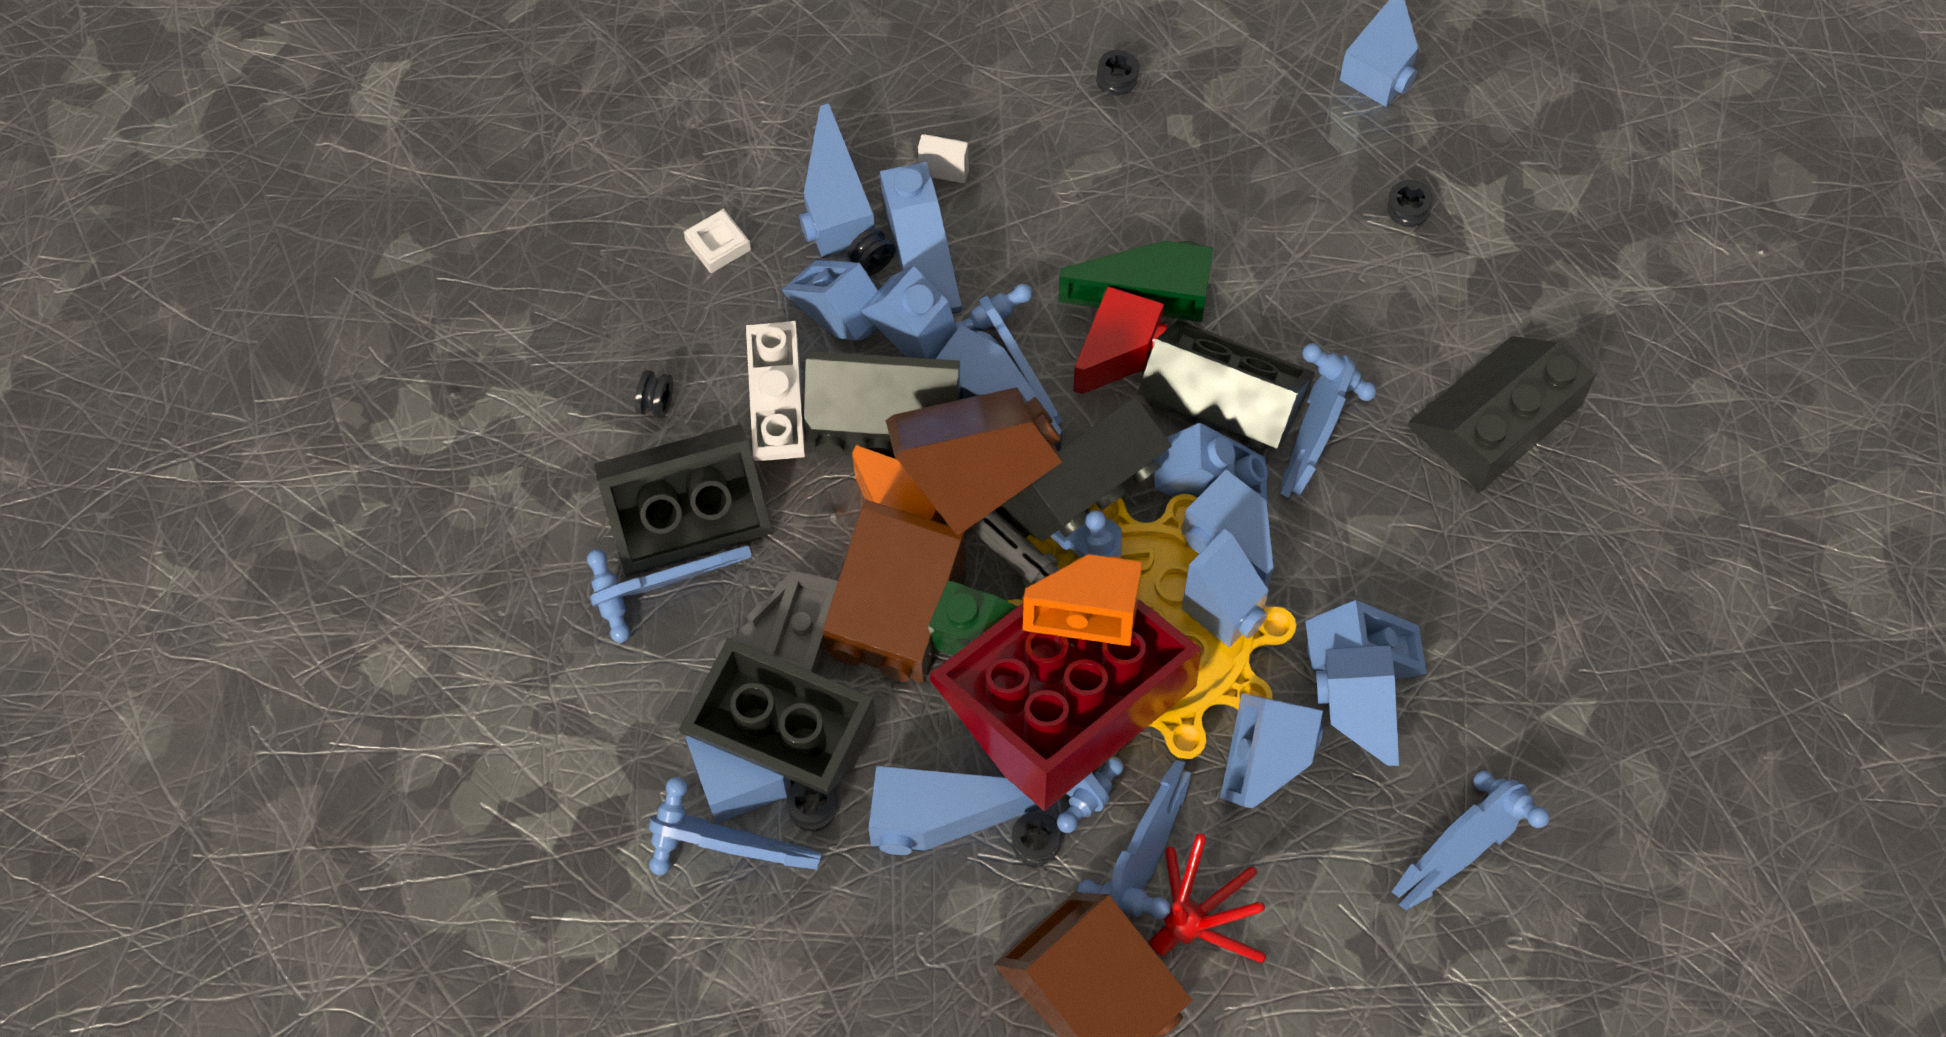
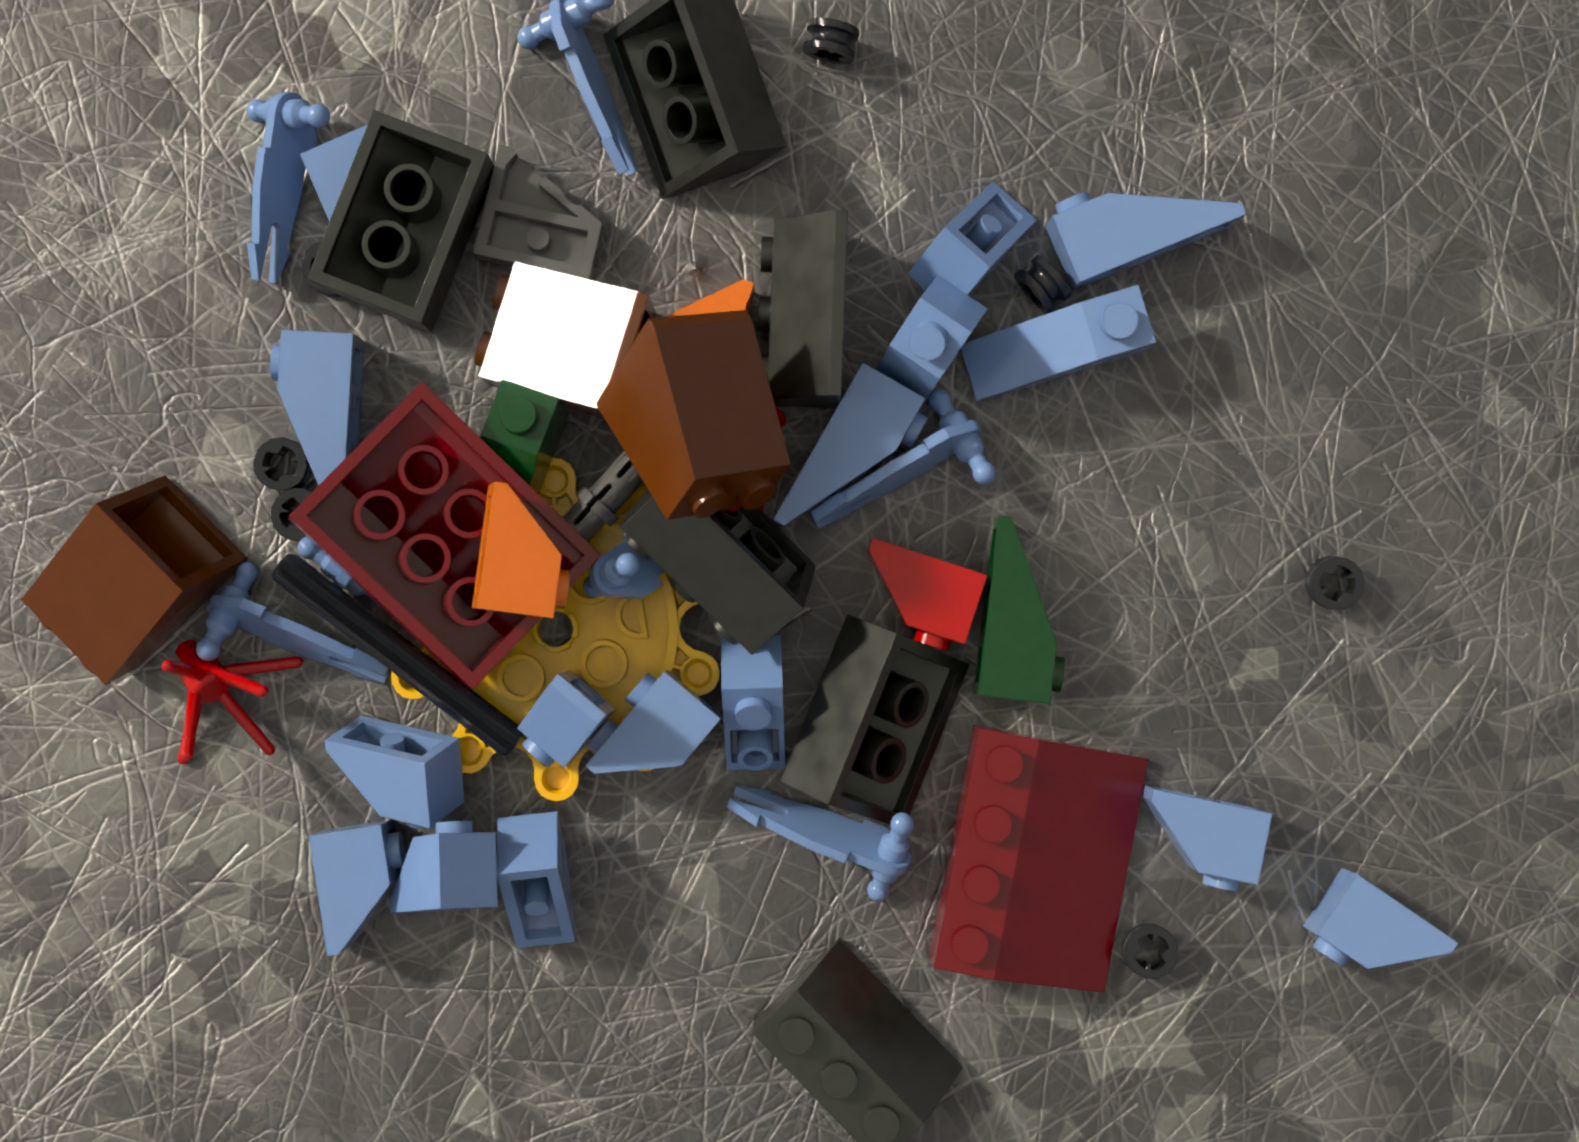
camera: 80 degrees right, 25 degrees up
(717, 240) = (1058, 96): white tile -> none
(775, 391) = (815, 181): white slope -> none
(945, 157) = (1183, 365): white tile -> none
(994, 869) = (280, 447): none -> black bush
(1164, 744) = (397, 654): none -> black axle
(1316, 153) = (1213, 835): none -> medium blue slope
(1338, 280) = (1037, 861): none -> dark red slope
(1369, 796) = (354, 876): none -> medium blue slope
(1471, 835) = (348, 1032): medium blue piece -> none

